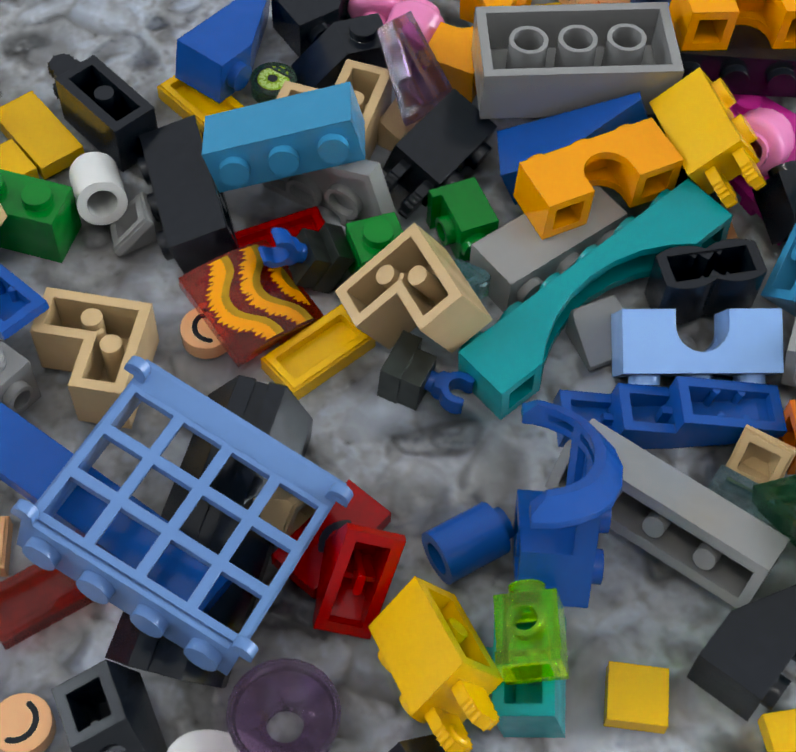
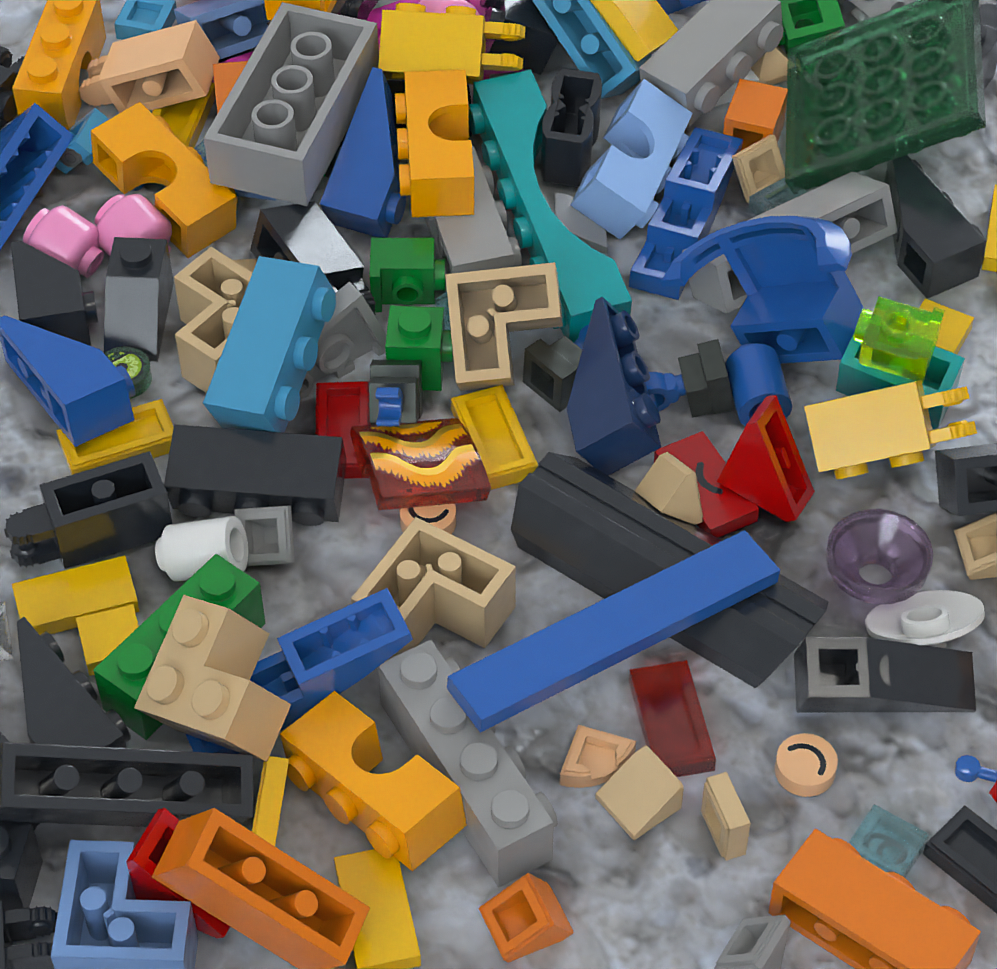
camera: 65 degrees left, 5 degrees down
(110, 580) = (677, 633): medium blue window -> none
(391, 414) = (609, 399): none -> dark blue slope
(412, 68) = (228, 239): wing -> none
(444, 488) = (701, 379): none -> pearl dark grey piece

